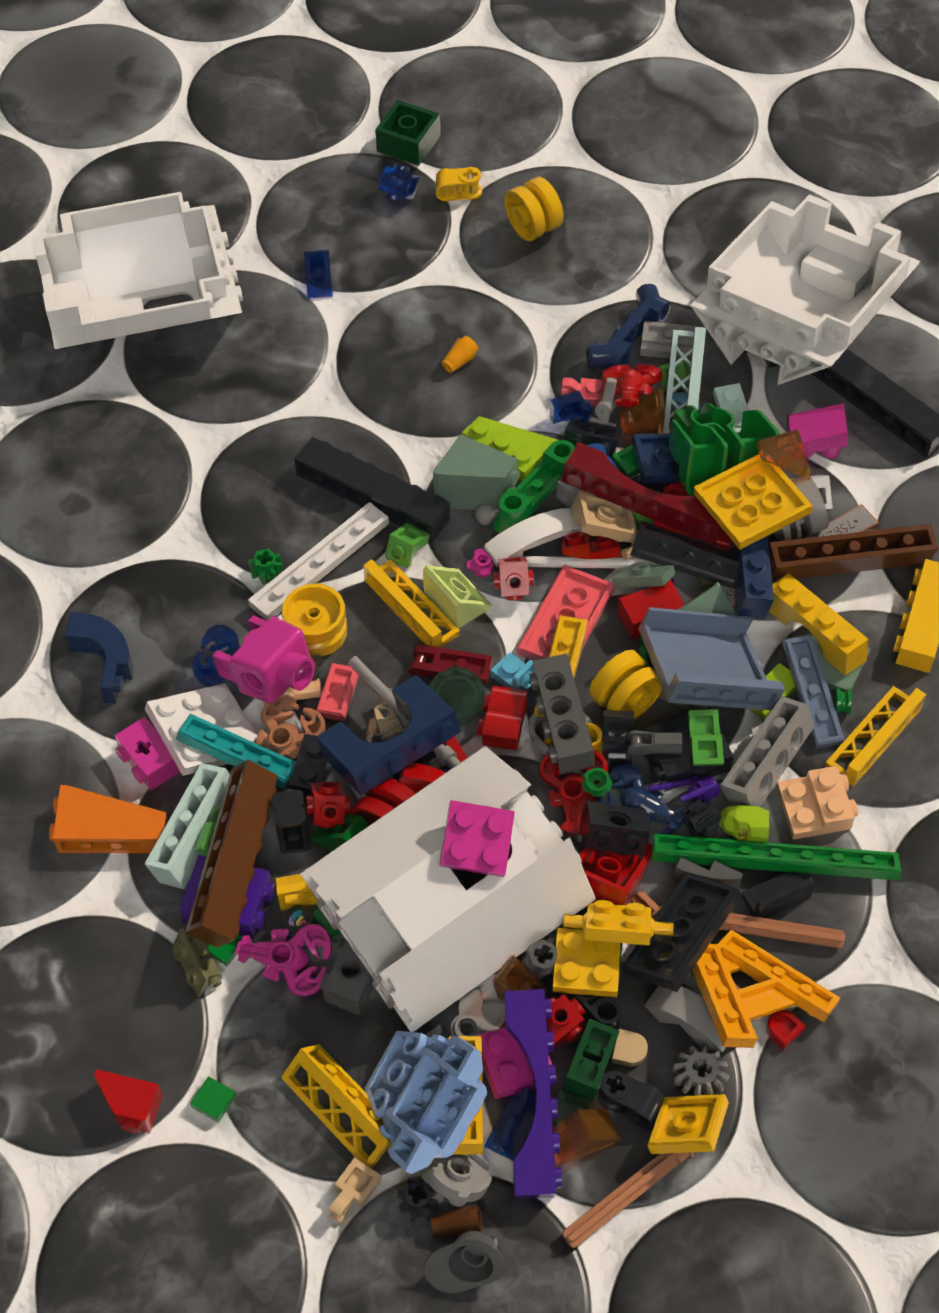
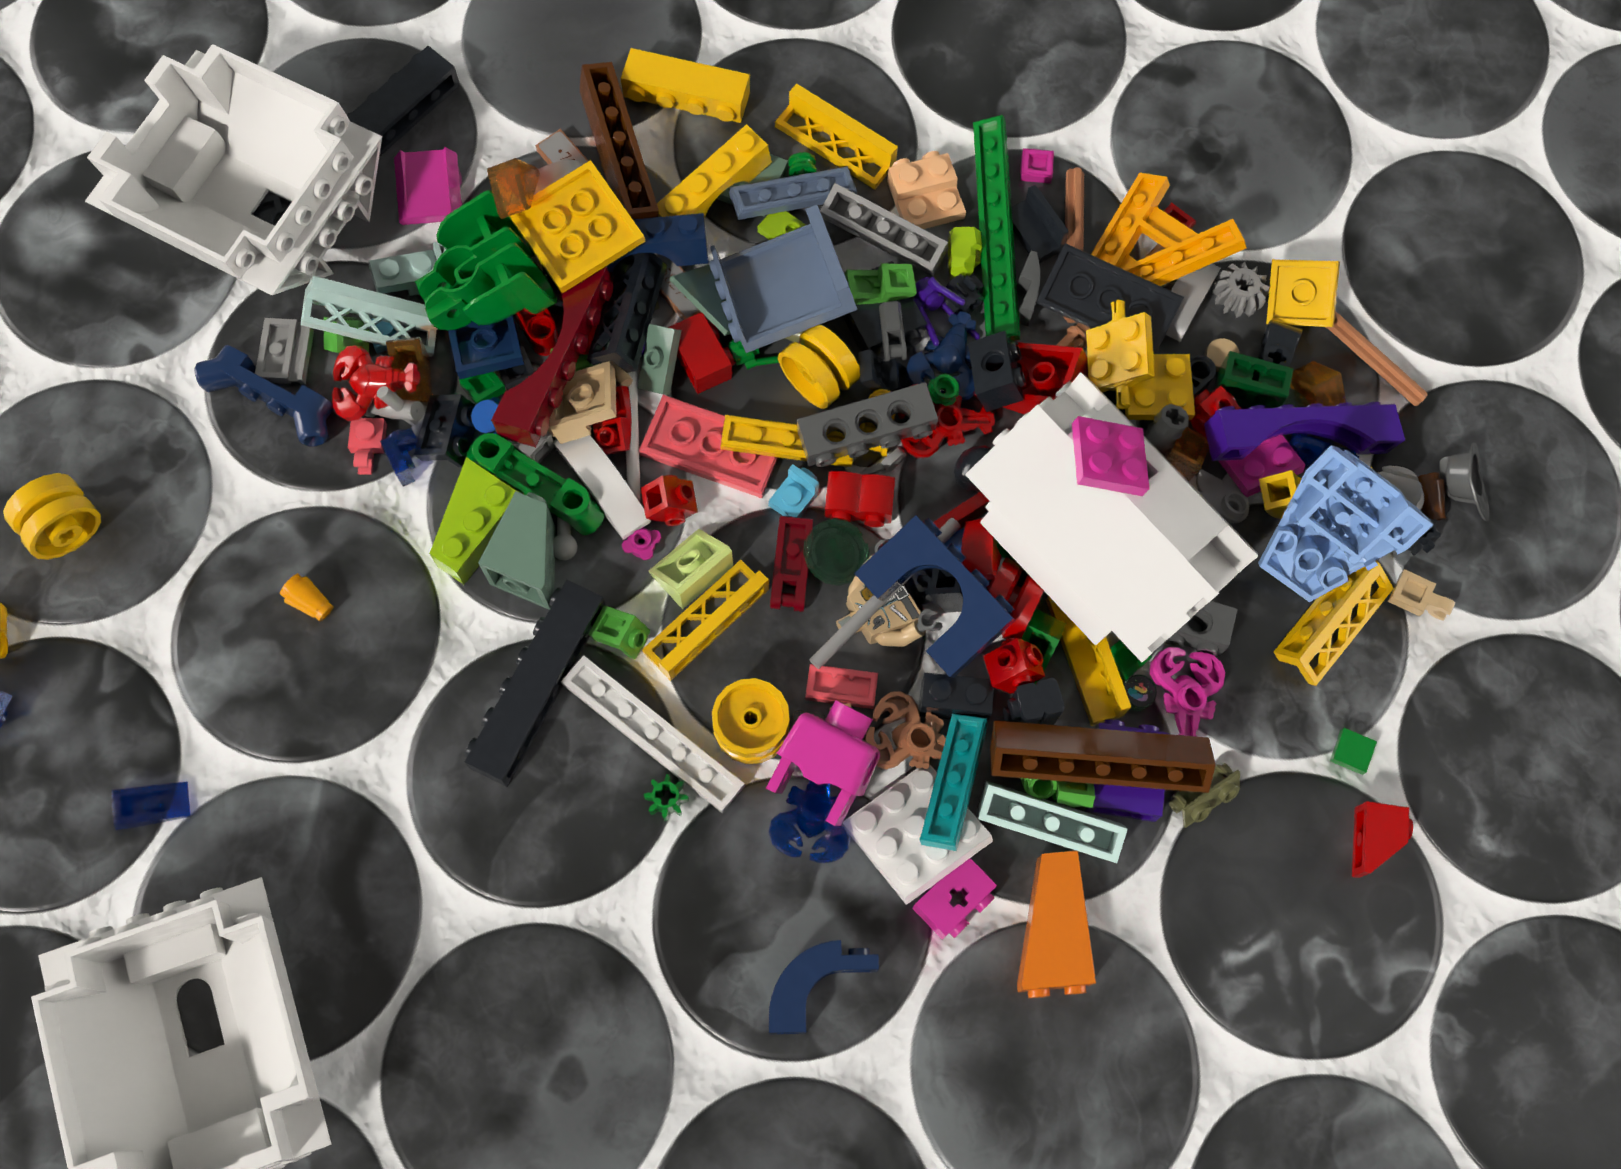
camera: 100 degrees left, 15 degrees up
(850, 907) = (1036, 165): none -> dark pink tile

